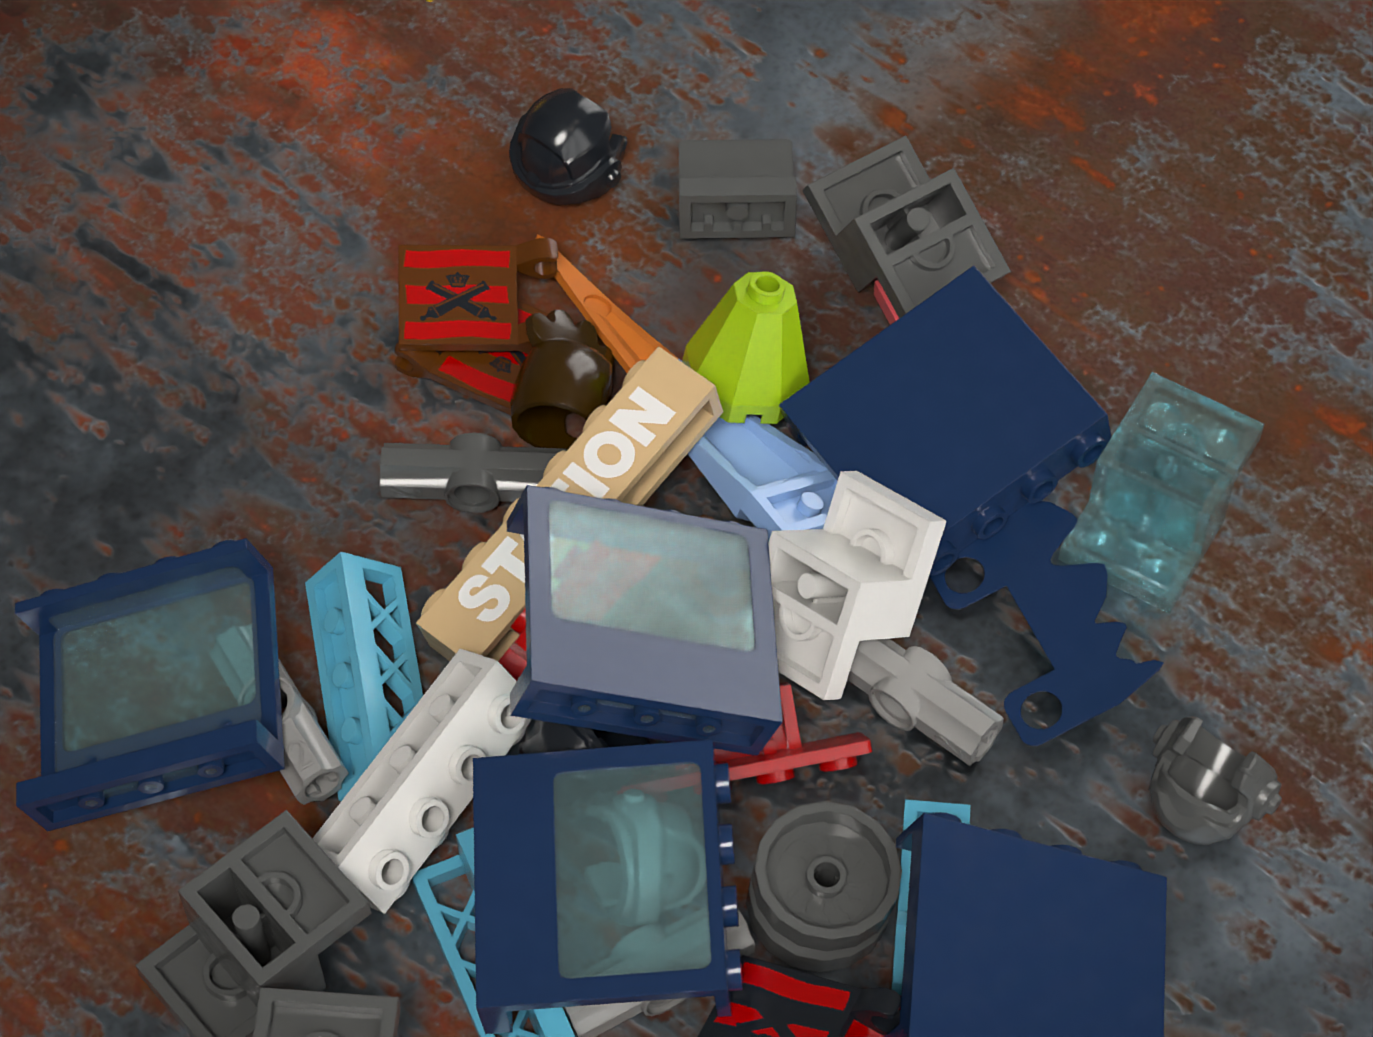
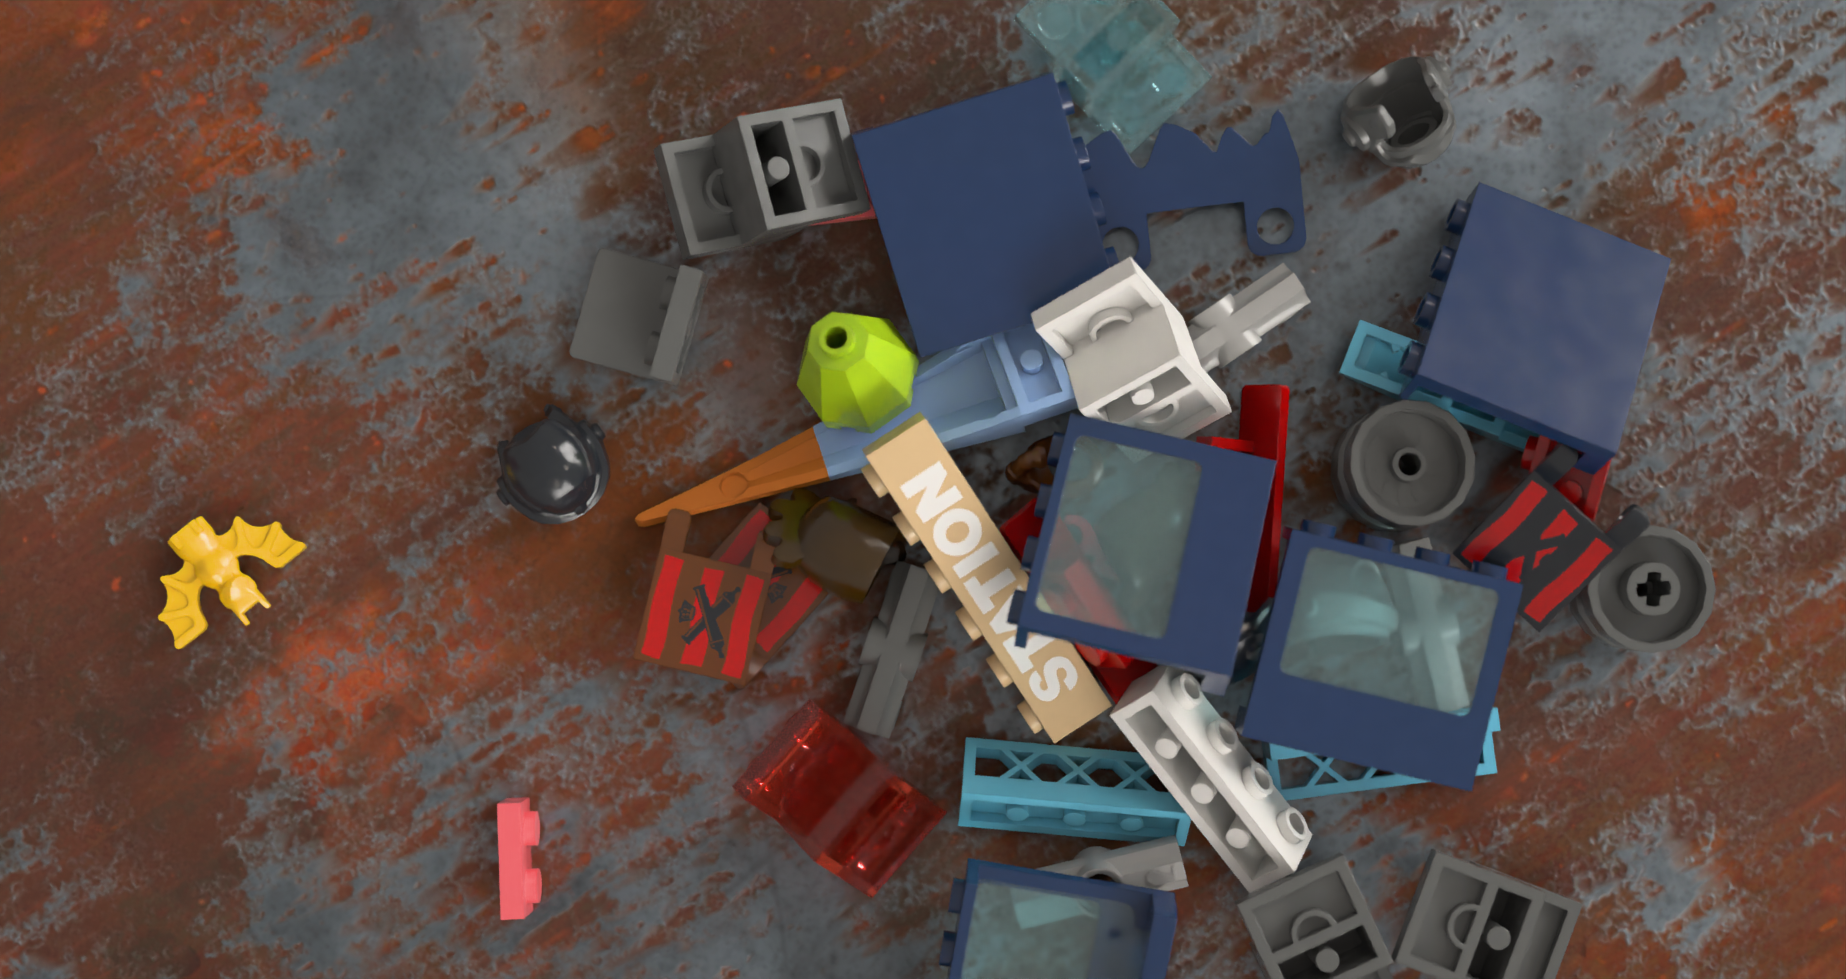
camera: 75 degrees left, 30 degrees up
(176, 213) = (517, 879): none -> coral plate
(304, 452) = (839, 799): none -> clear red bracket

